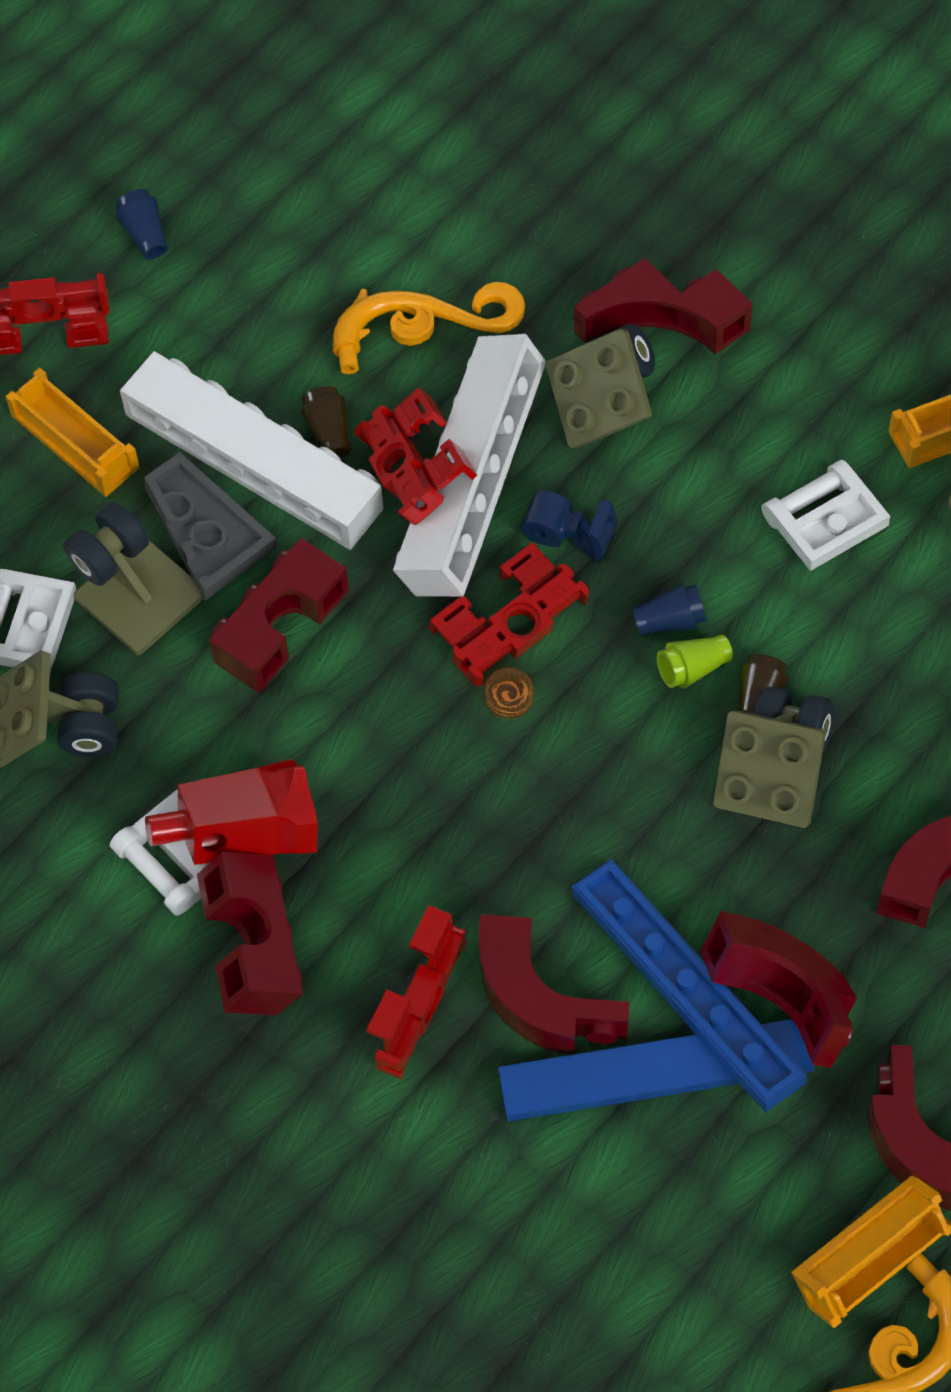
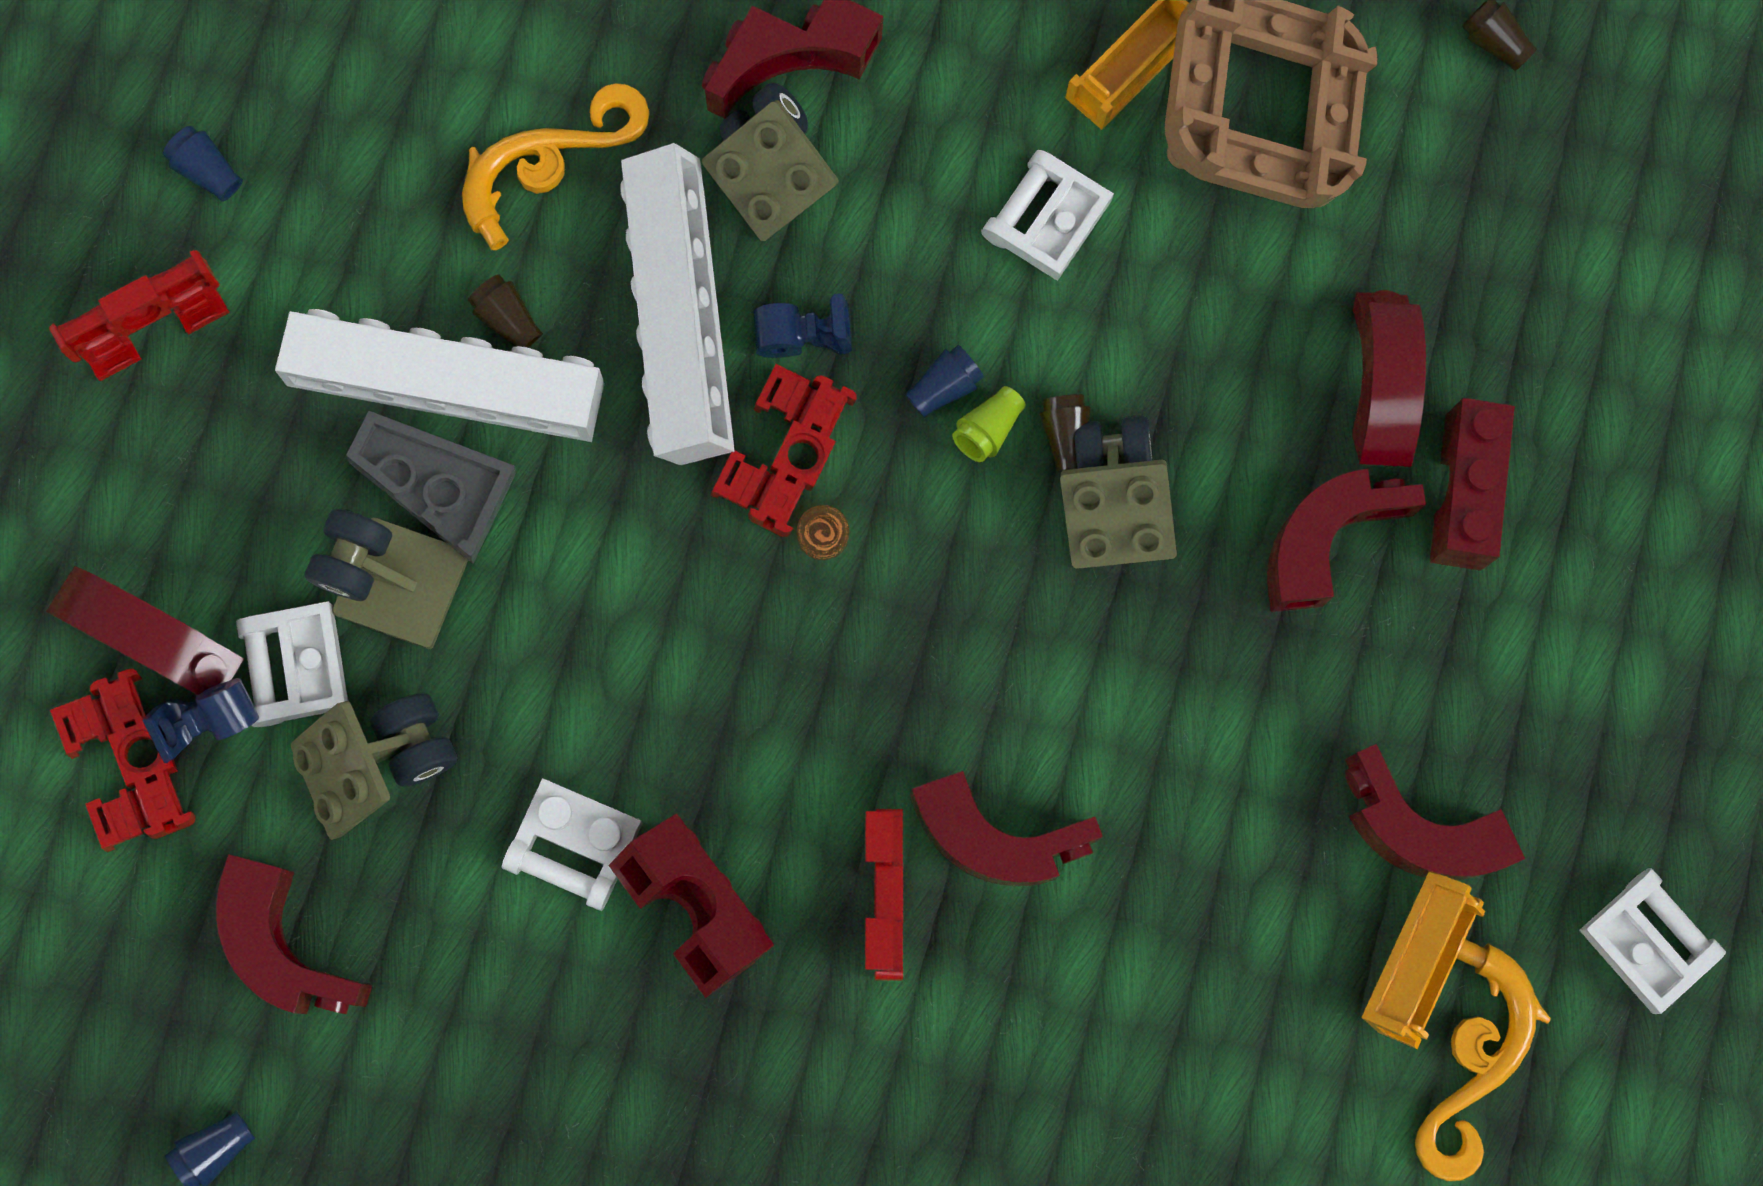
camera: 35 degrees left, 15 degrees up
(72, 434) = (243, 433): light orange container -> none
(241, 812) = (628, 788): red piece -> none
(299, 583) = (562, 503): dark red arch -> none
(416, 477) = (633, 349): red piece -> none
(626, 1074) = (1138, 864): blue tile -> none
(685, 984) = (1135, 767): blue tile -> none
(788, 973) = (1232, 718): dark red arch -> none

